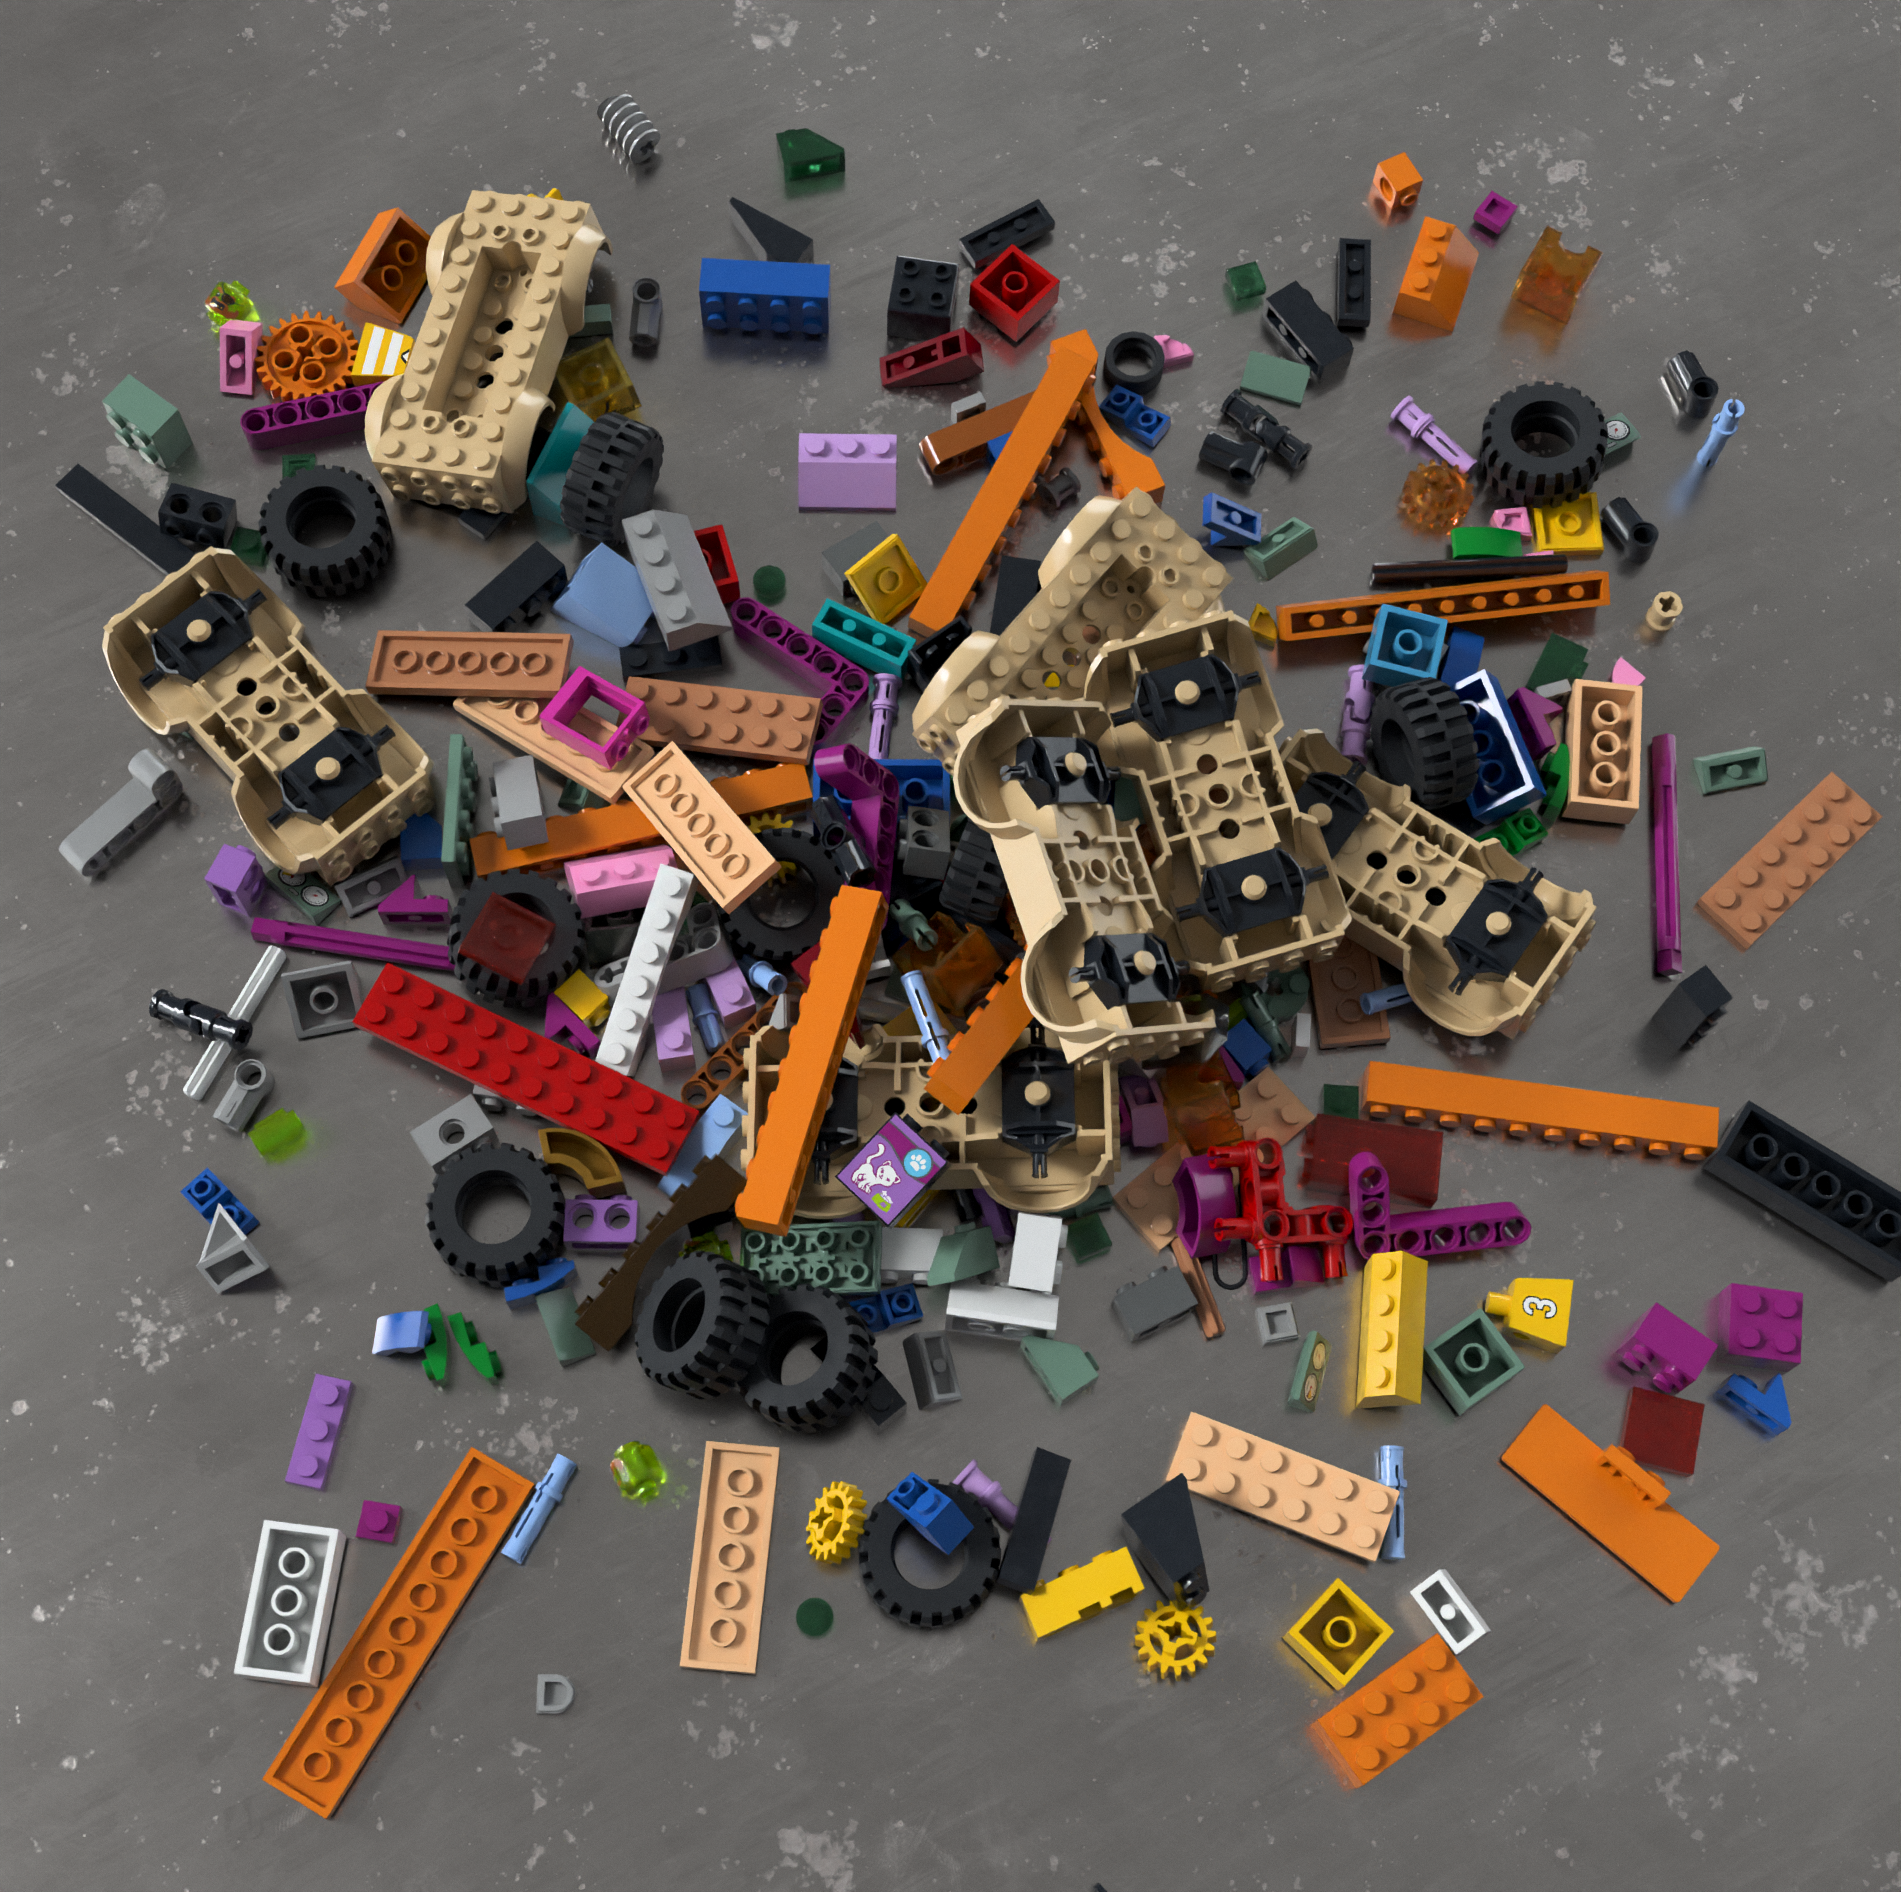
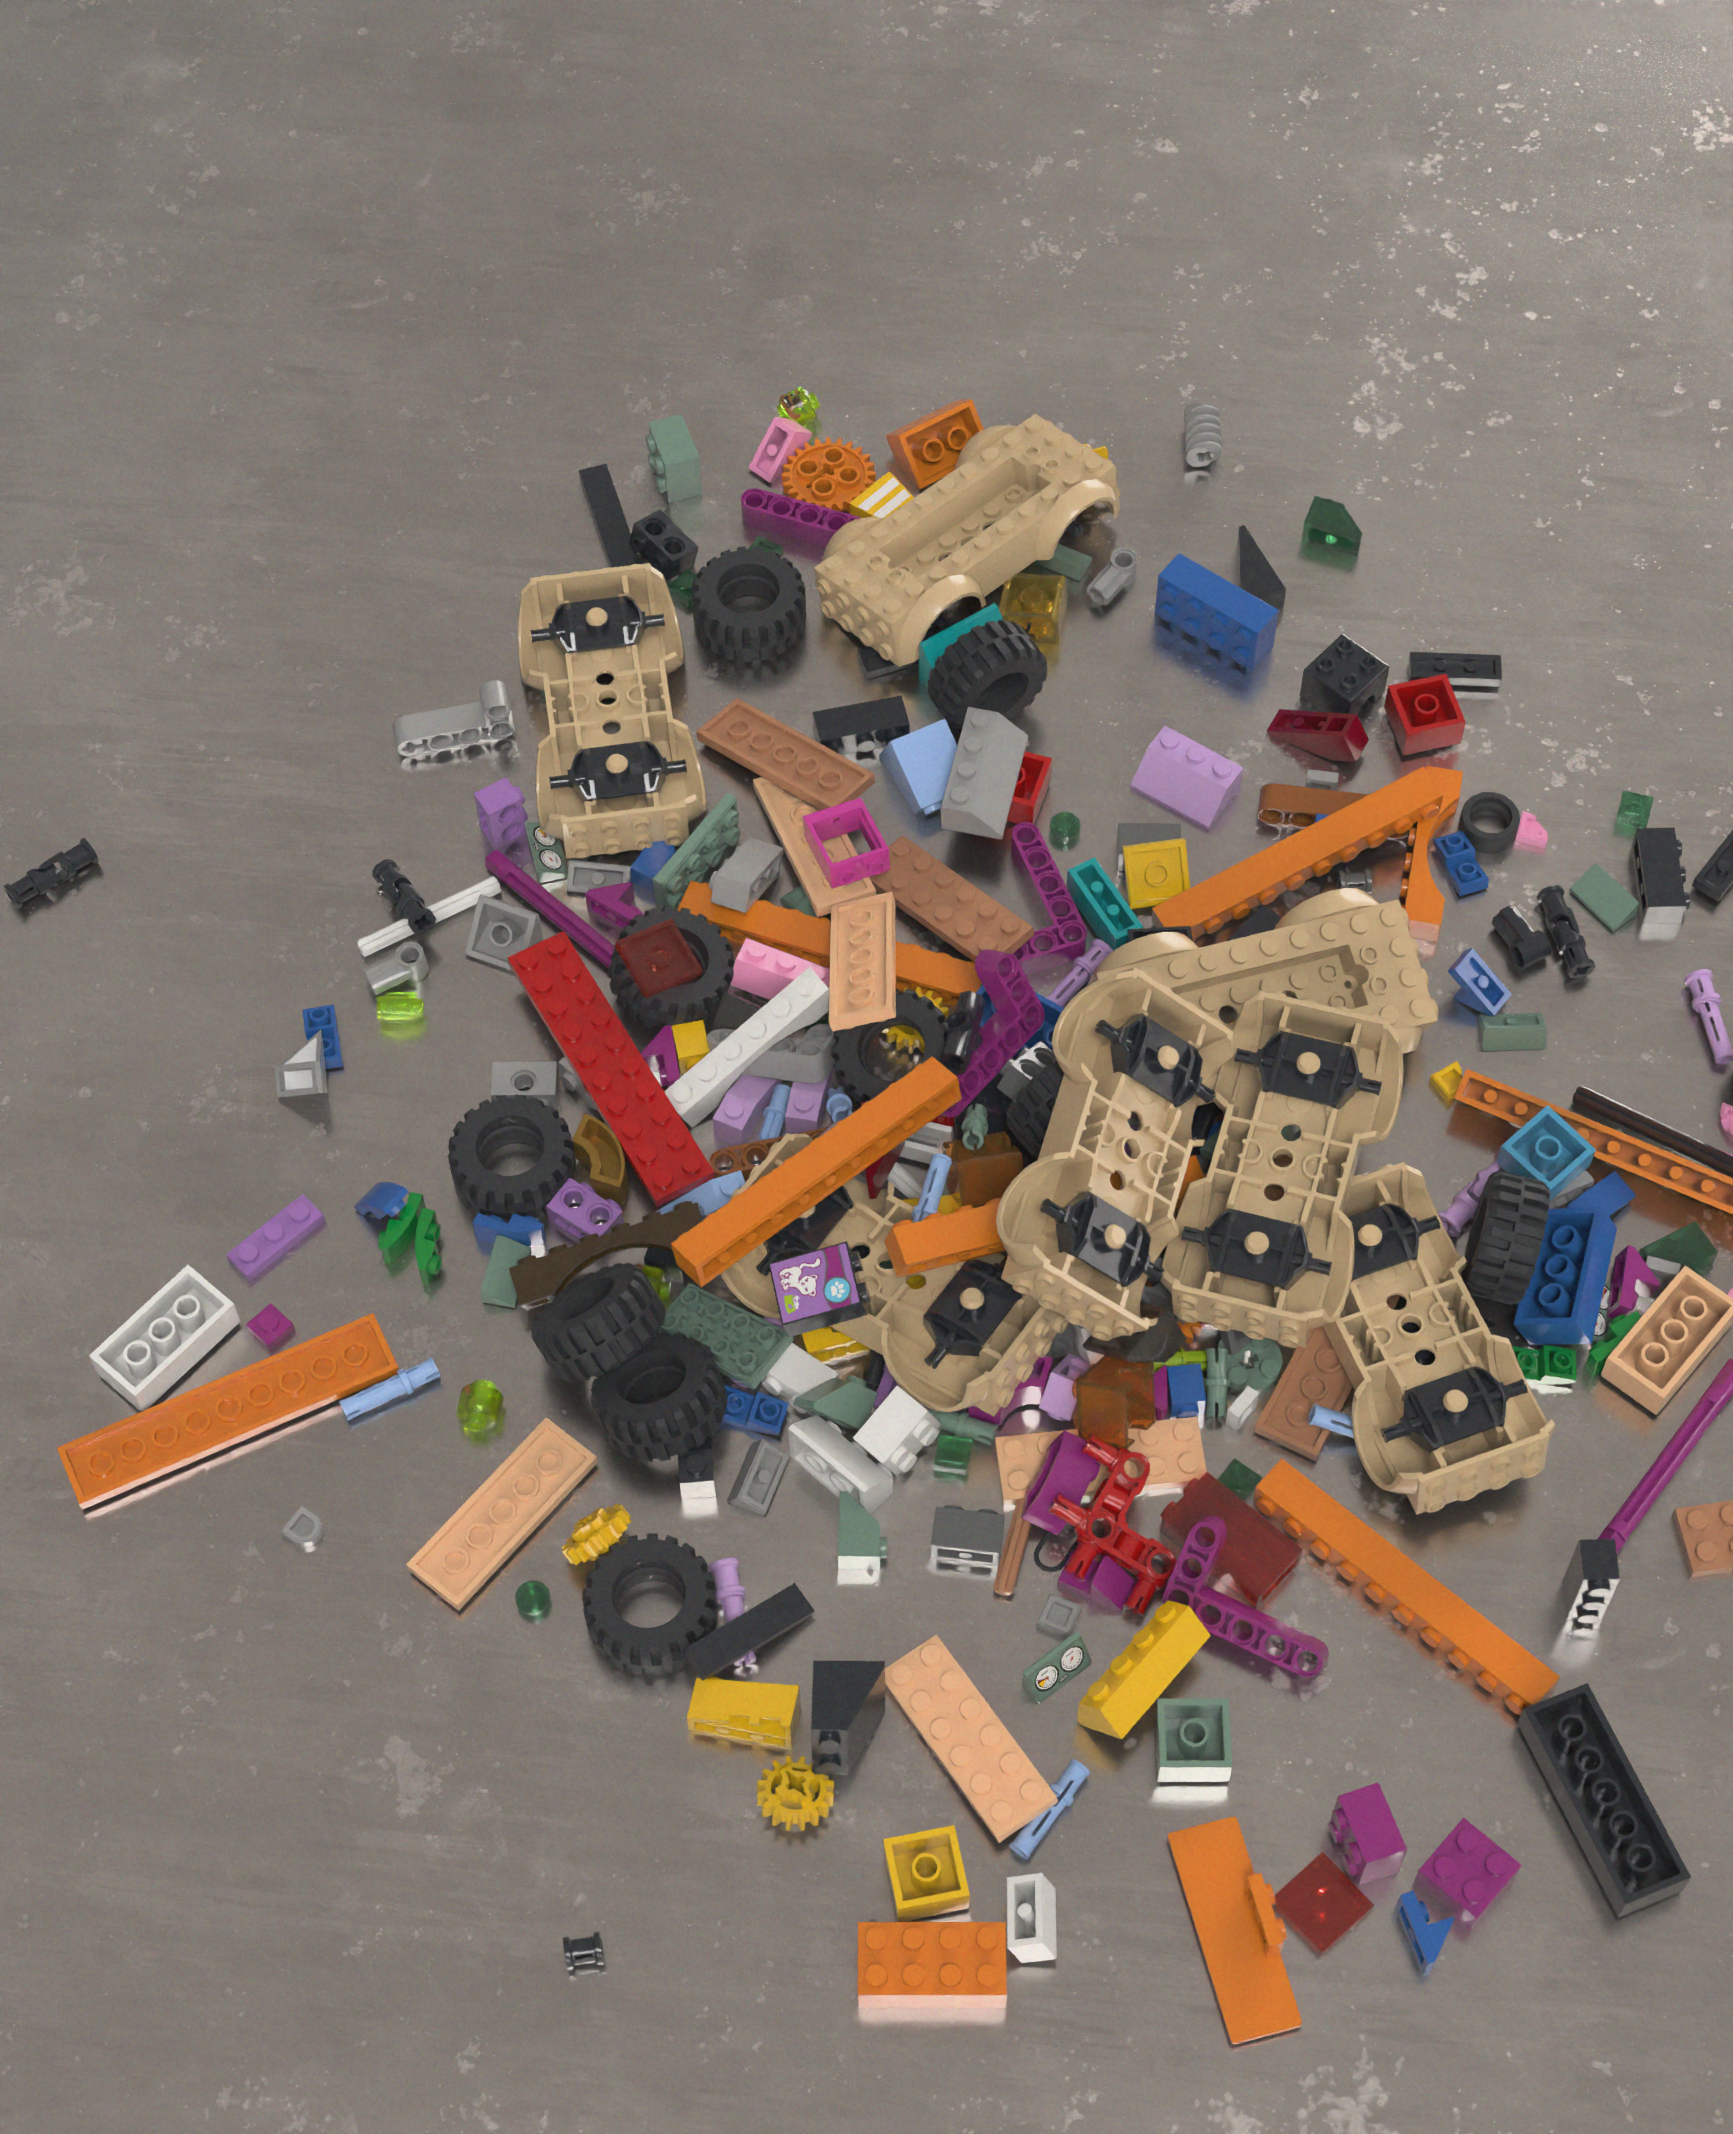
camera: 40 degrees right, 10 degrees down
(658, 662) = (948, 844): black plate -> none
(930, 1512) = (665, 1561): blue slope -> none
(1437, 493) = (1679, 1061): clear orange gear -> none
(1485, 542) = (1693, 1122): green slope -> none
(1535, 1311) = (1280, 1739): yellow torso -> none

